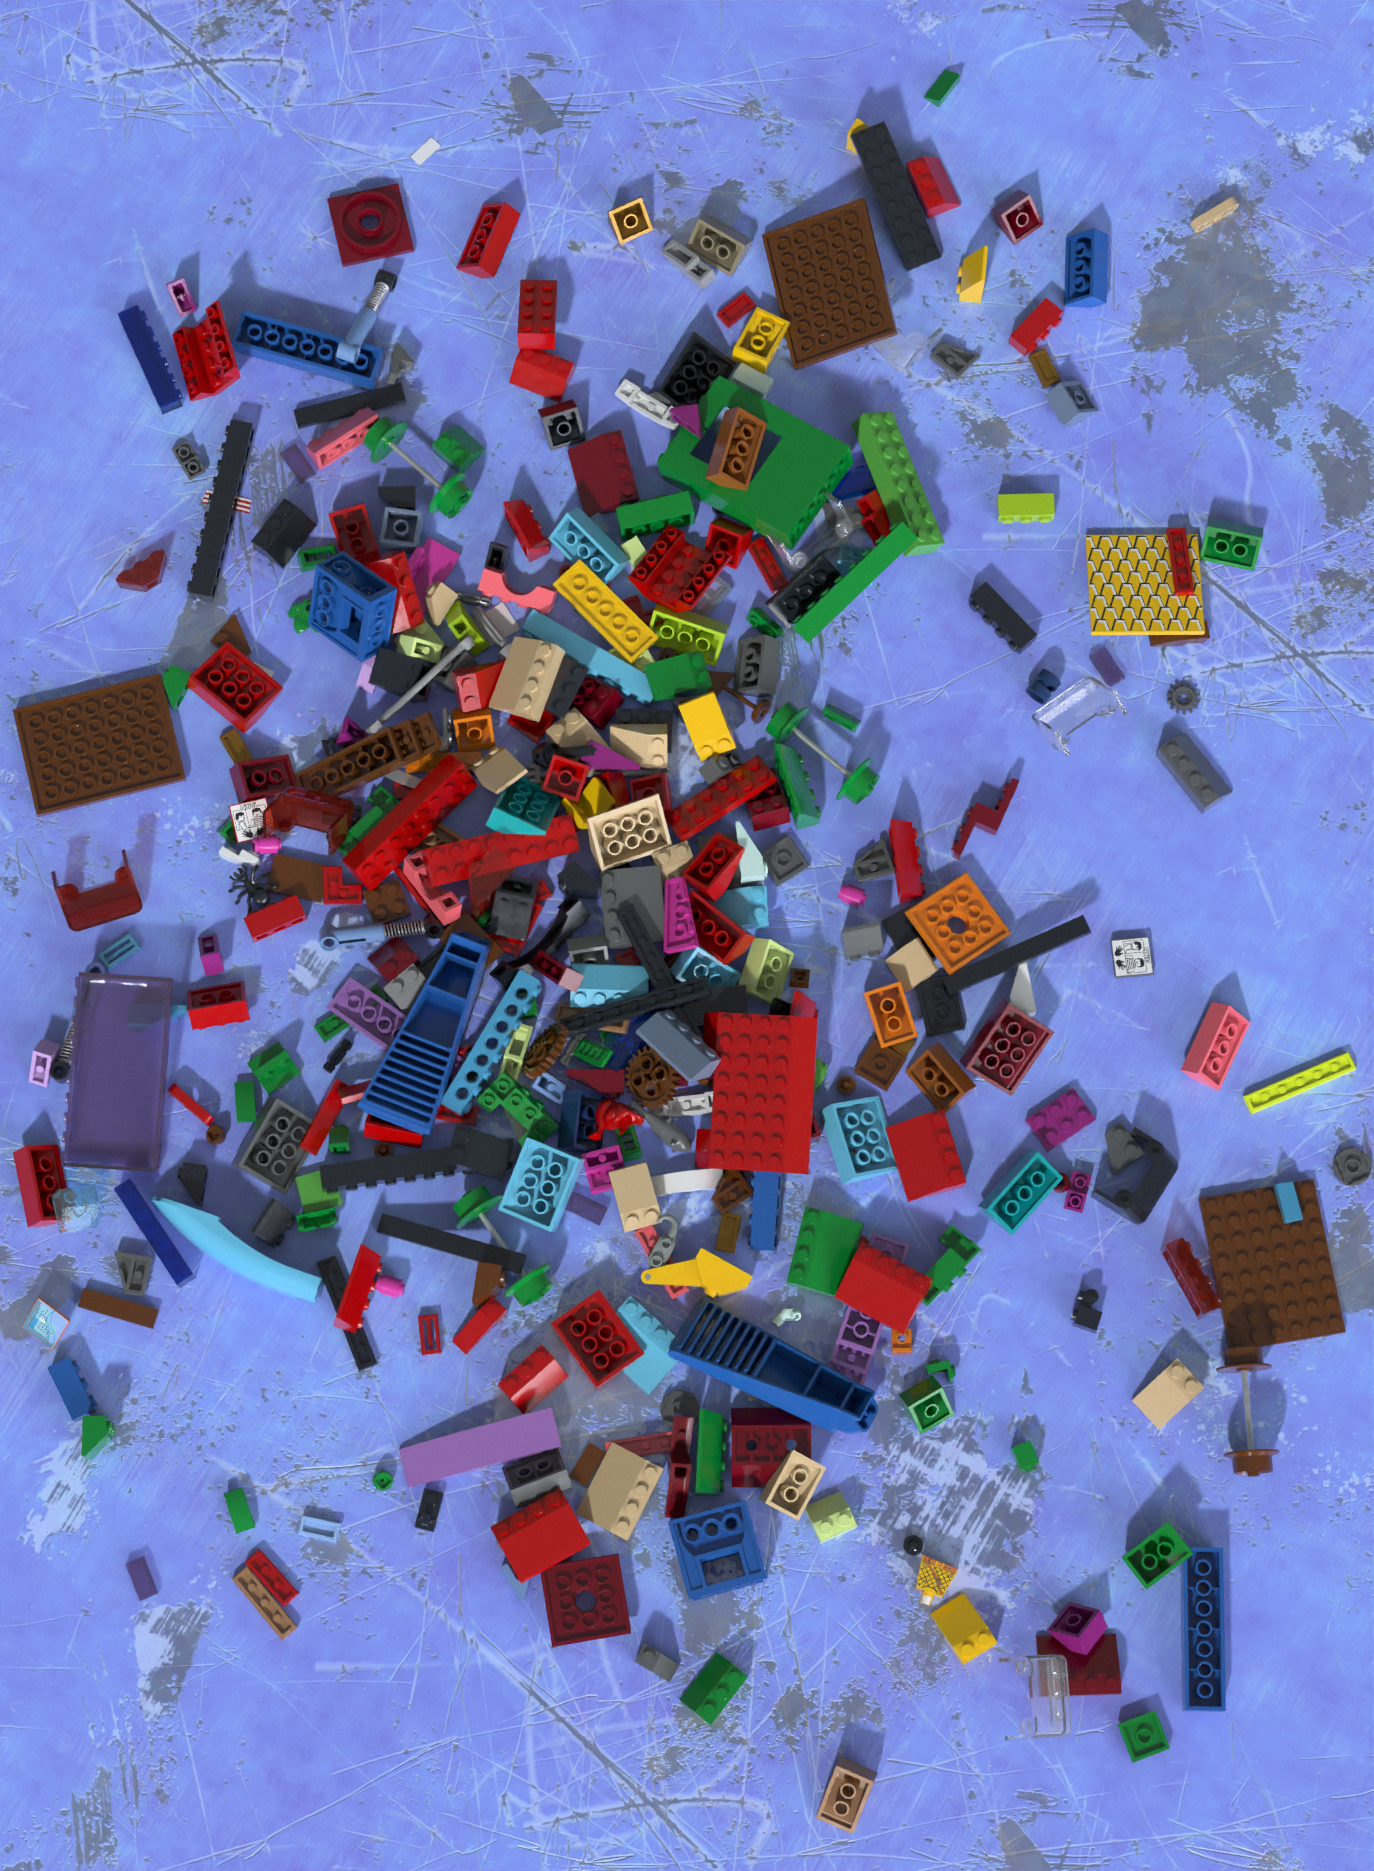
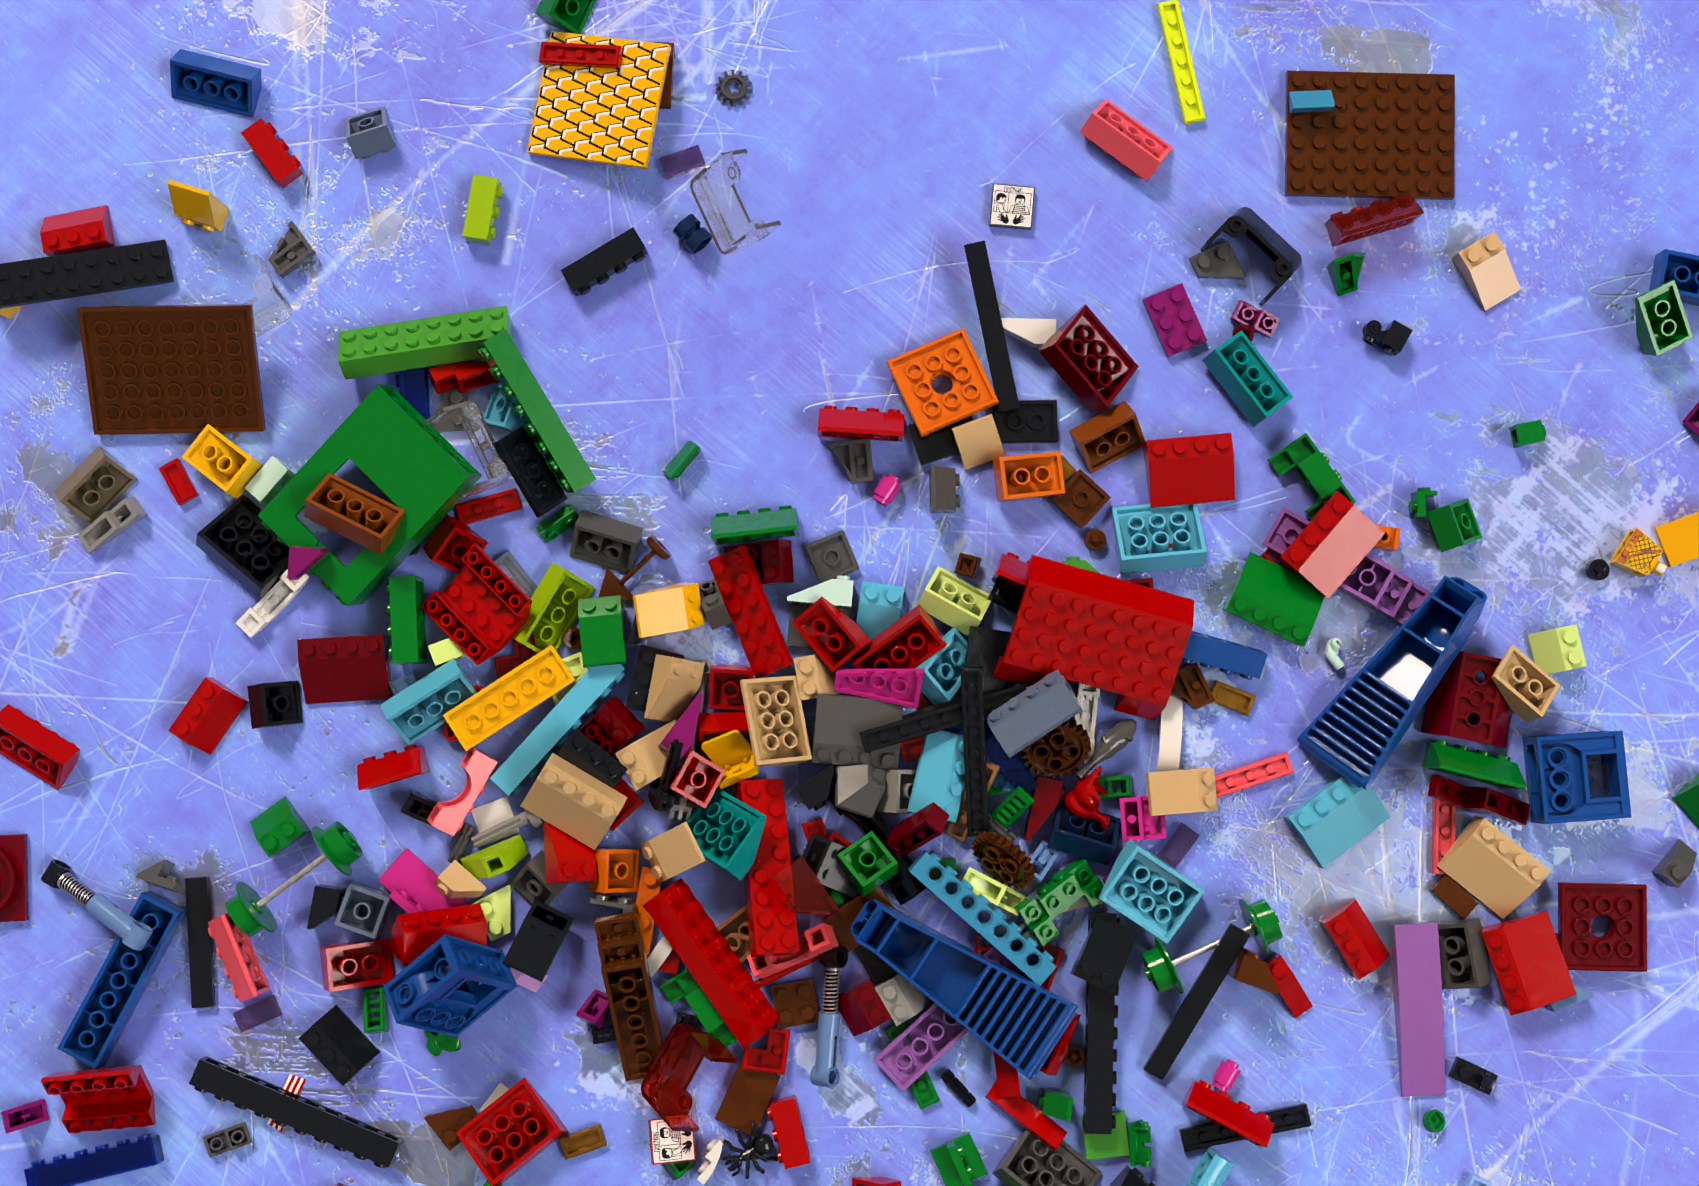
camera: 80 degrees left, 10 degrees up
(262, 777) = (625, 1118): dark red slope -> none
(266, 846) = (706, 1127): dark pink brick -> none
(419, 648) = (510, 915): yellowish green slope -> none
(420, 1320) = (1266, 1039): red tile -> none
(466, 643) = (516, 862): light grey hinge -> none
(519, 935) = (868, 863): none -> green slope
(537, 314) = (137, 707): red brick -> none
(583, 916) = (859, 788): none -> dark grey slope
(597, 1339) = (1328, 862): red slope -> none
(629, 220) = (44, 580): pearl gold slope -> none
(678, 1402) = (1411, 786): dark grey tile -> none
(704, 1271) = (1275, 729): yellow slope -> none
(786, 723) = (766, 455): green piece -> none
(984, 818) = (828, 329): dark red bracket -> none
(1017, 216) = (135, 145): slope -> none
(1044, 368) = (322, 155): pearl gold tile -> none
(1139, 1266) = (1345, 272): none -> green slope
(1193, 772) = (821, 95): dark grey slope -> none
(1244, 1360) = (1578, 200): reddish brown piece -> none
(1351, 1167) = (1280, 28): dark grey tile -> none

